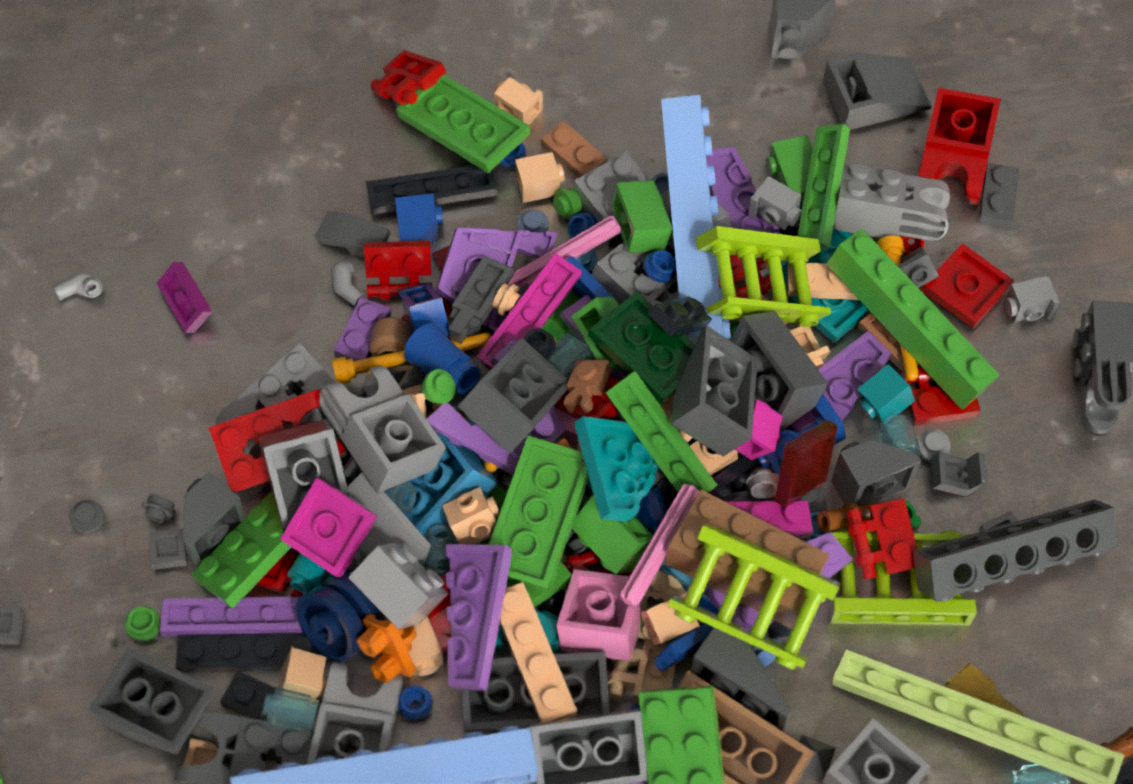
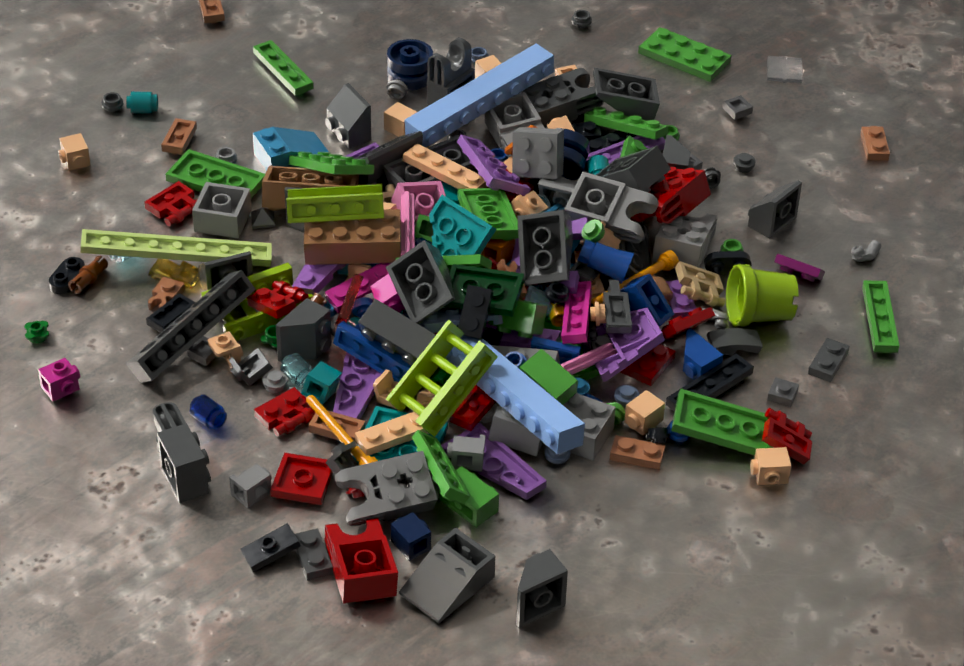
camera: 150 degrees right, 20 degrees down
(133, 390) = (775, 210): none -> dark grey slope
(156, 186) = (880, 316): none -> bright green plate
(193, 643) = (630, 124): none -> bright green plate
(237, 372) = (731, 245): none -> bright green plate
(258, 343) = (723, 261): none -> black plate
(267, 164) = (828, 360): none -> dark grey plate
(285, 251) = (759, 296): none -> lime piece
(290, 709) = (553, 107): clear light blue brick -> none
(325, 328) = (700, 284): none -> tan plate
(329, 527) = (590, 154): dark pink plate -> none
(355, 148) = (783, 392): none -> flat silver plate
(456, 56) = (771, 466): none -> light nougat brick
(518, 100) = (701, 457): light nougat brick -> none
(539, 146) = (658, 435): none -> black plate
(887, 151) = (411, 536): none -> dark blue brick
(912, 319) = (328, 407): bright green brick -> none
(925, 640) = (215, 270): none -> dark grey slope
(980, 503) = (226, 346): none -> light nougat bracket
(1010, 672) = (165, 291): none -> nougat plate
(1020, 621) = (169, 312): none -> black plate
(1039, 429) = (207, 411): none -> clear blue brick
(1044, 214) = (270, 547): none -> black plate

